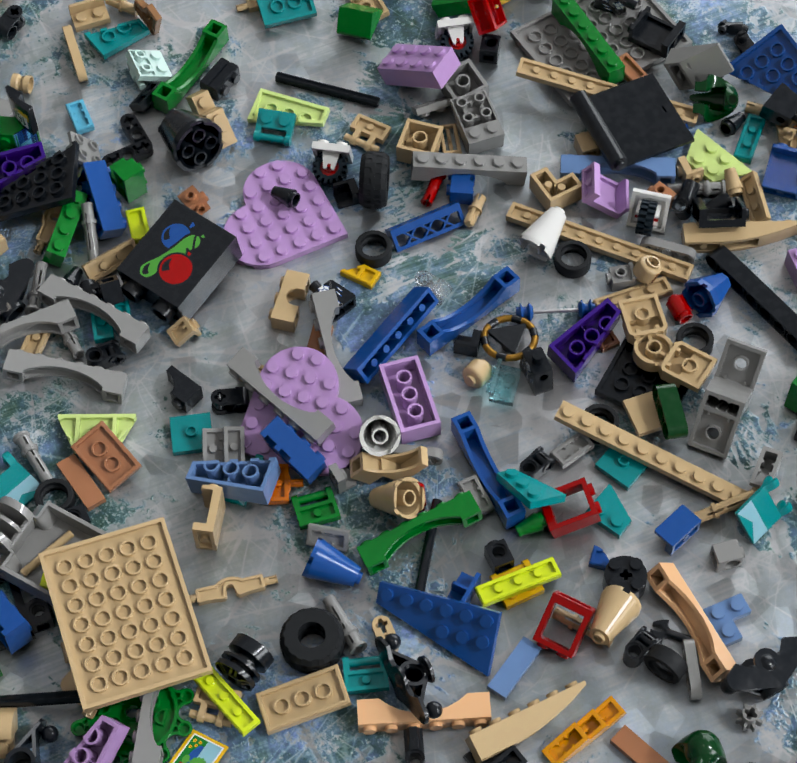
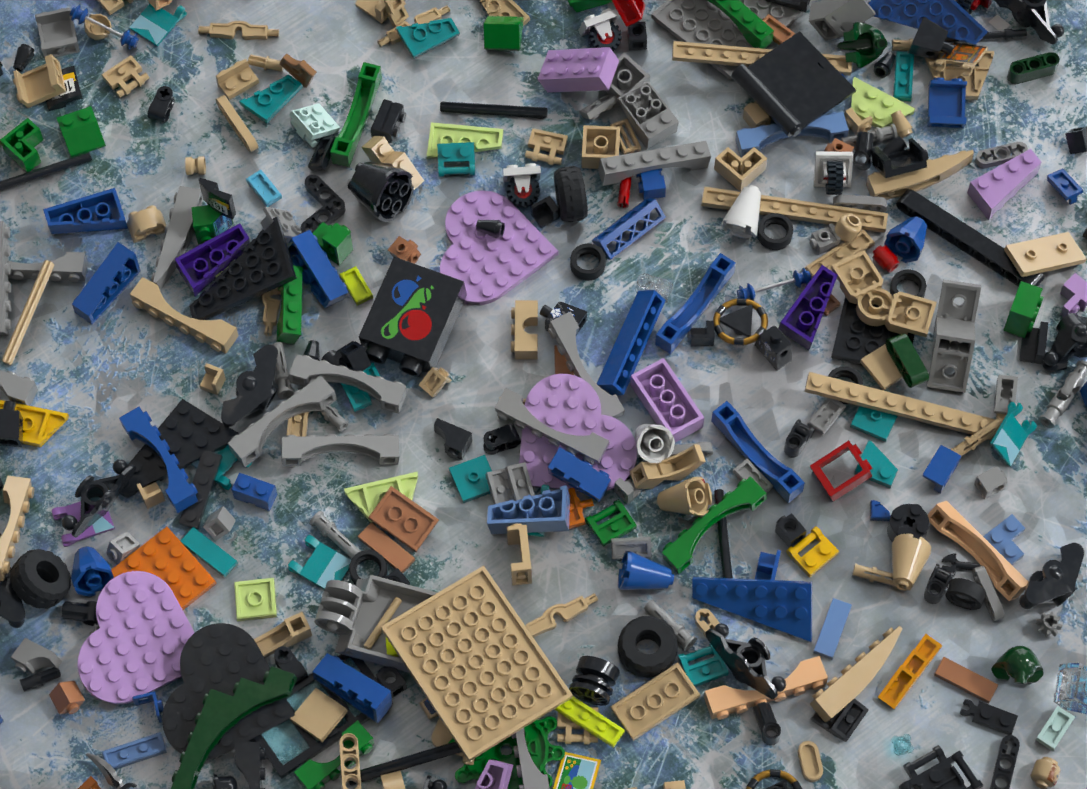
camera: 15 degrees left, 5 degrees up
(89, 223) = (315, 302): light grey pin -> none
(105, 355) = (371, 419): black piece -> none
(108, 261) = (343, 326): tan plate -> none
(362, 275) = (584, 289): yellow tile -> none
(474, 210) = (670, 202): tan axle -> none
(477, 373) = (720, 361): tan head -> none
(504, 384) = (748, 366): clear light blue bracket -> none
(517, 582) = (814, 550): neon yellow tile -> none
(529, 490) = (802, 463): teal wing -> none
(531, 524) = (811, 493): green cone -> none
(573, 605) = (872, 560): red window -> none
(604, 193) = (786, 160): lavender panel -> none
(754, 197) = (925, 135): tan plate -> none

